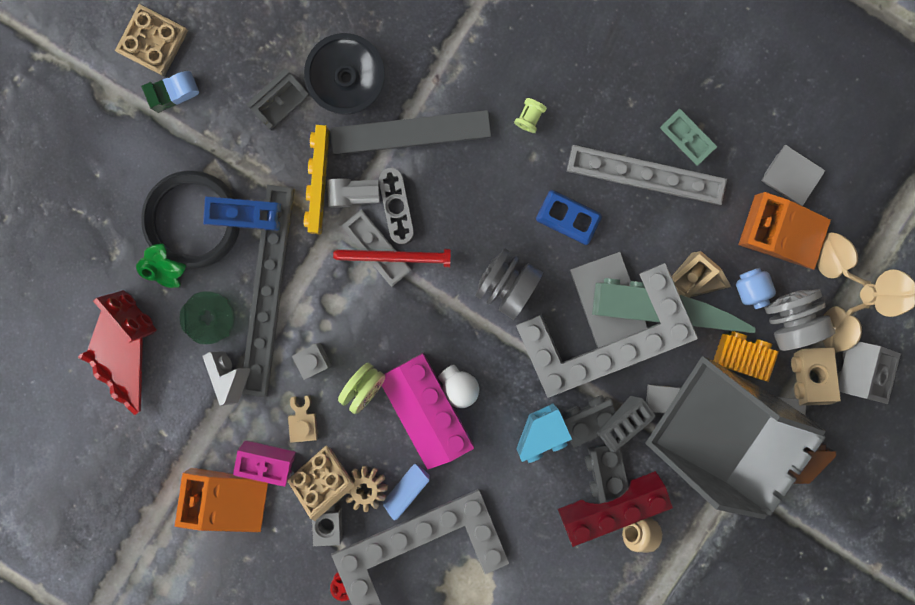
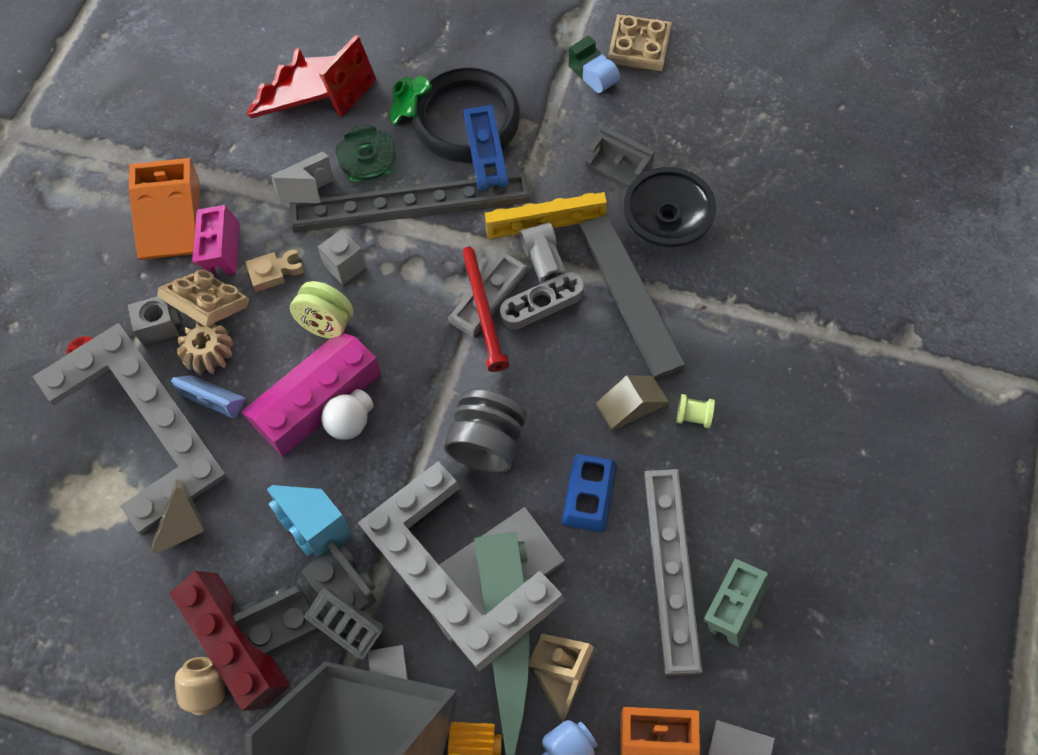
camera: 80 degrees right, 25 degrees down
(506, 161) = (631, 400): none -> dark tan slope
(512, 531) = (178, 520): none -> dark tan slope

